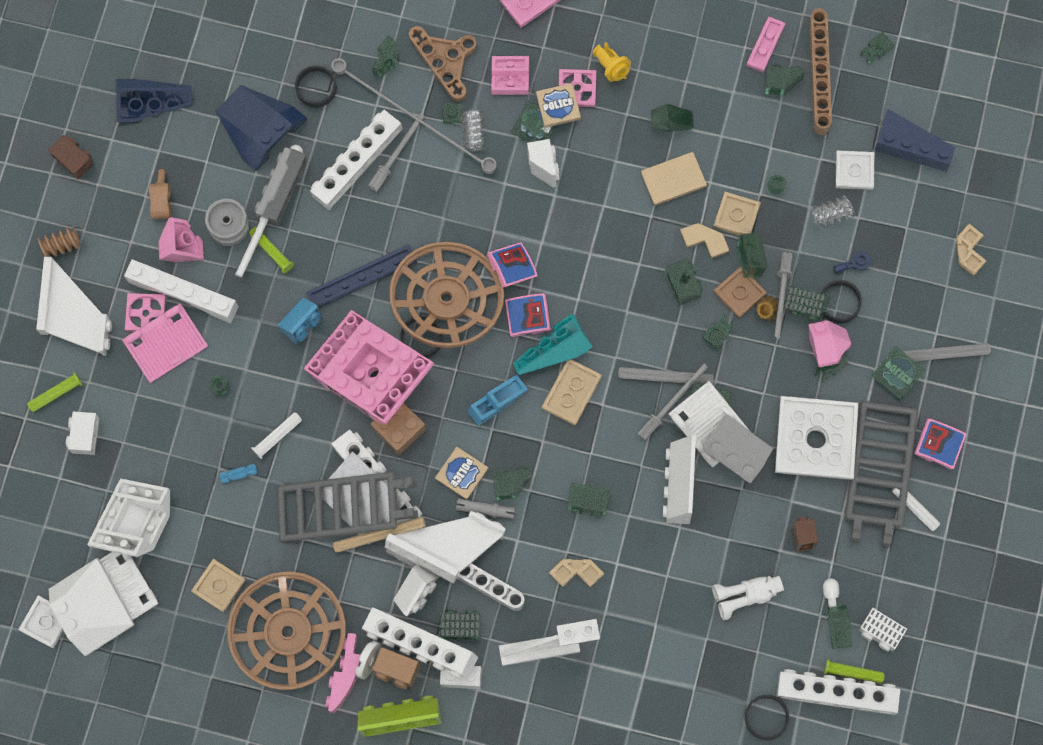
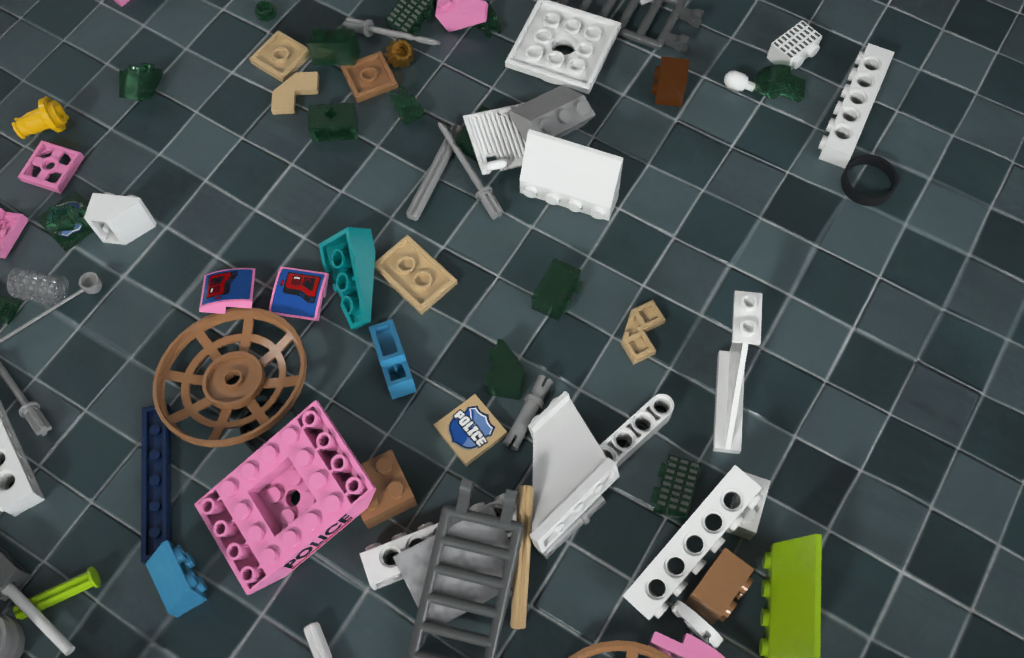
camera: 75 degrees left, 10 degrees down
(415, 589) = (616, 529): white slope -> none
(558, 105) = (59, 186): tile -> none
(673, 178) = (209, 102): tan tile -> none
(757, 591) = (720, 148): white piece -> none
(853, 672) = (824, 106): lime axle -> none

